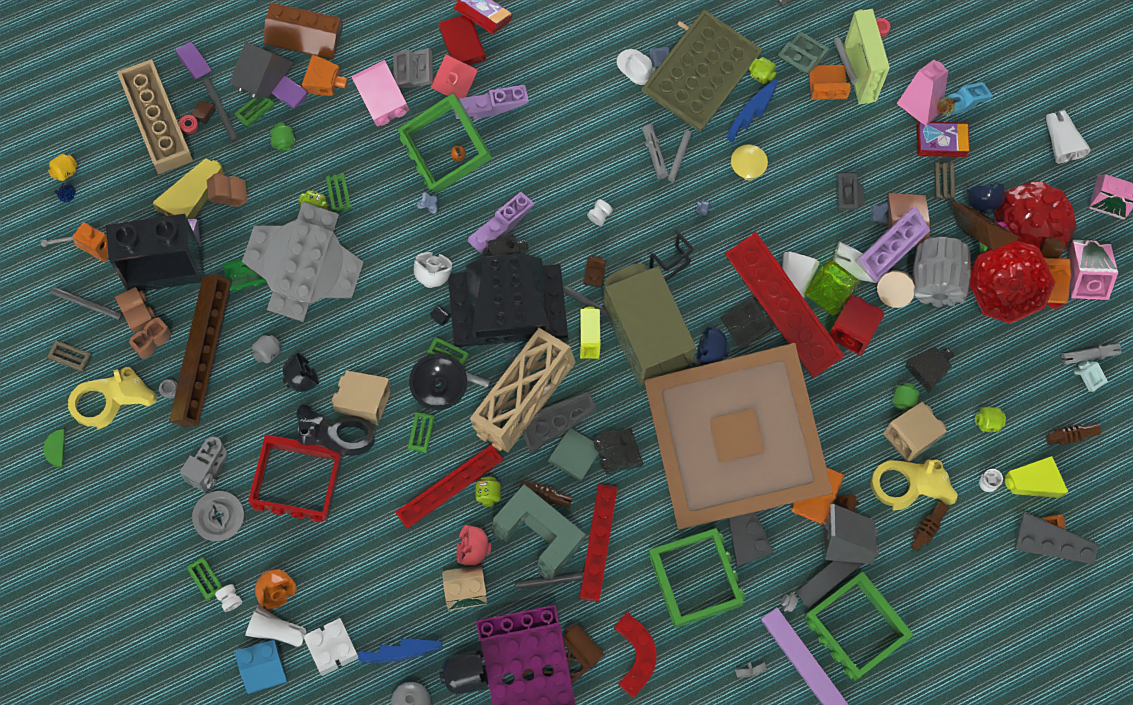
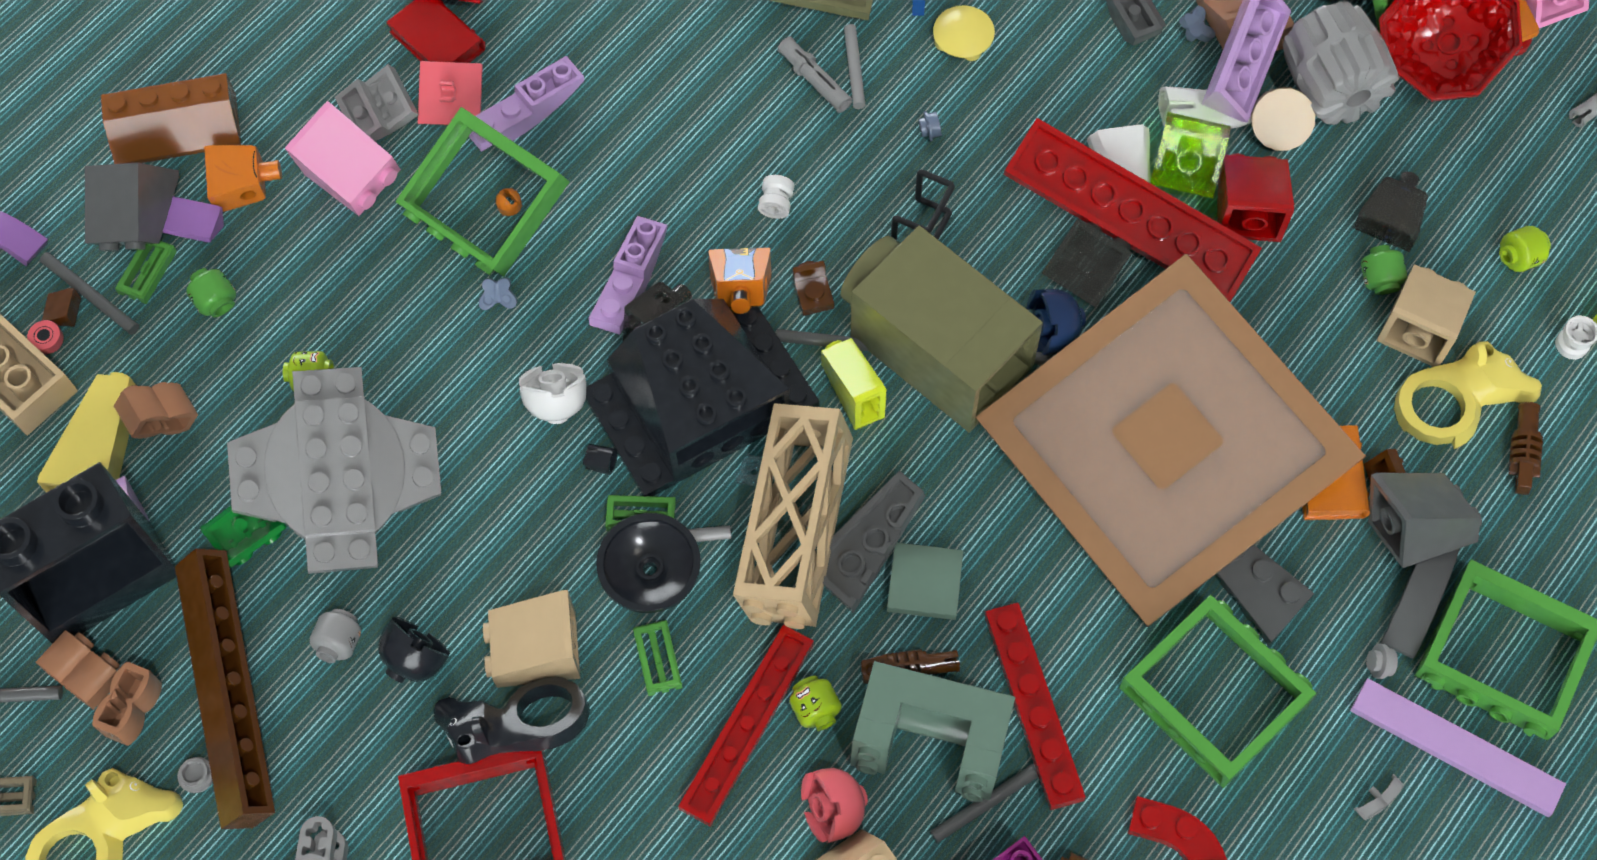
camera: 20 degrees left, 5 degrees down
(335, 178) = (329, 321): bright green tile -> none
(559, 250) = (740, 276): none -> orange torso
(617, 451) = (990, 545): clear smoke plate -> none

